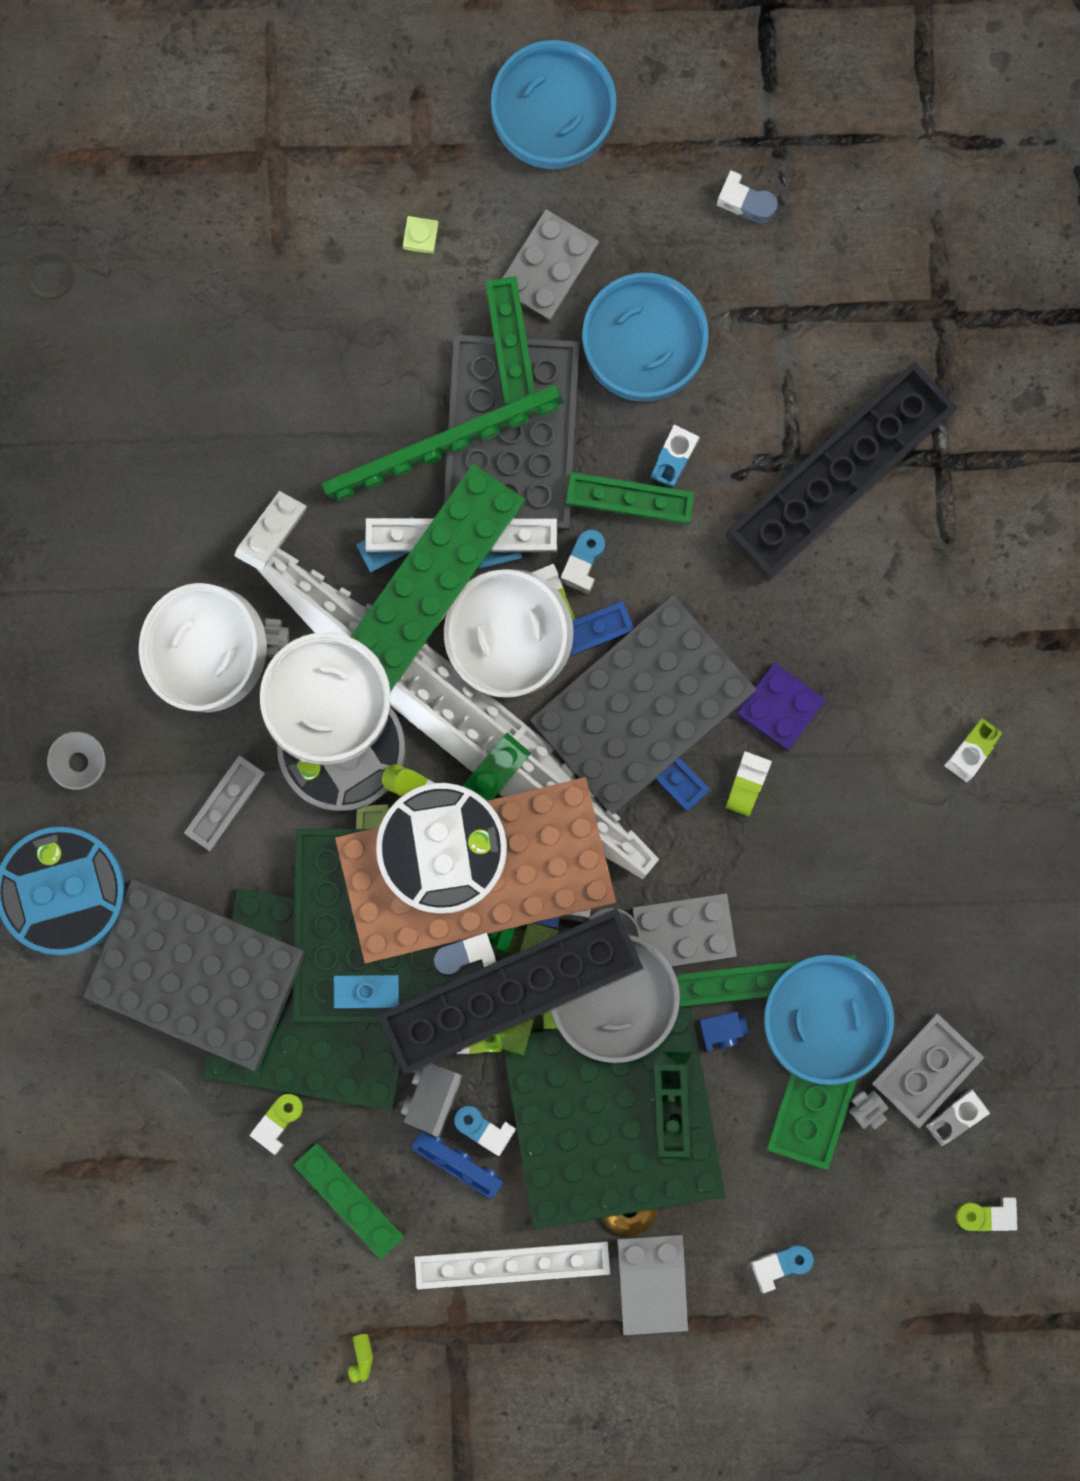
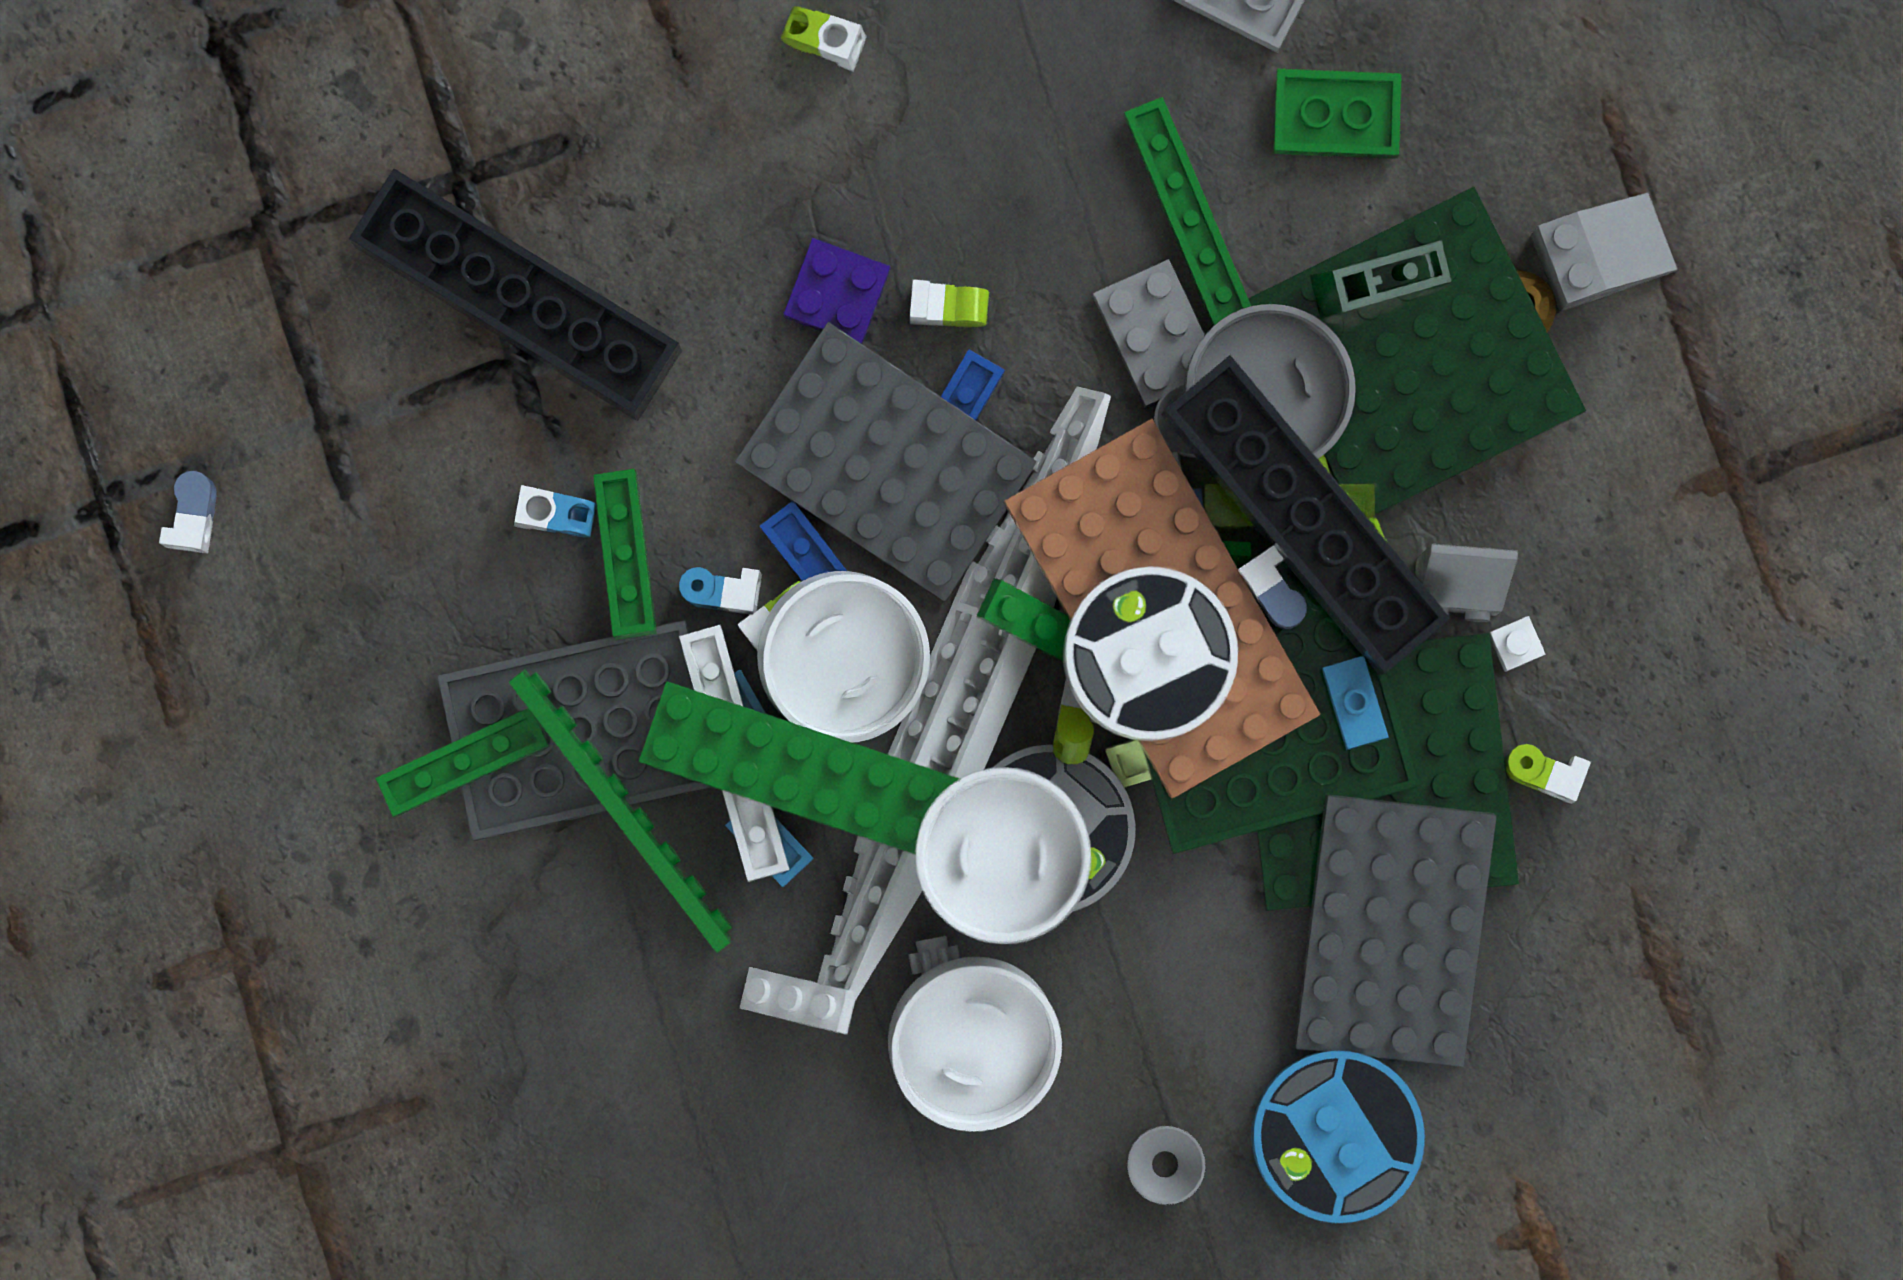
camera: 105 degrees left, 0 degrees up
(225, 803) = (1164, 958): light grey plate -> none
(349, 1201) = (1616, 655): green plate -> none
(364, 1359) = (1805, 578): lime arm -> none
(379, 1130) = (1516, 644): none -> white plate
(420, 235) = (350, 923): yellowish green plate -> none
(457, 1164) = (1532, 528): blue plate -> none
(472, 1124) = (1480, 511): leg -> none
(512, 1265) = (1634, 429): white plate -> none
(550, 264) = (343, 743): light grey plate -> none
(553, 104) = (131, 798): dark azure piece -> none
(645, 337) = (408, 593): dark azure piece -> none
(722, 1030) = (1267, 250): blue brick -> none
(781, 1263) = (1533, 100): leg -> none
(828, 1020) = (1217, 120): dark azure piece -> none
(868, 1109) = (1312, 44): light grey gear -> none

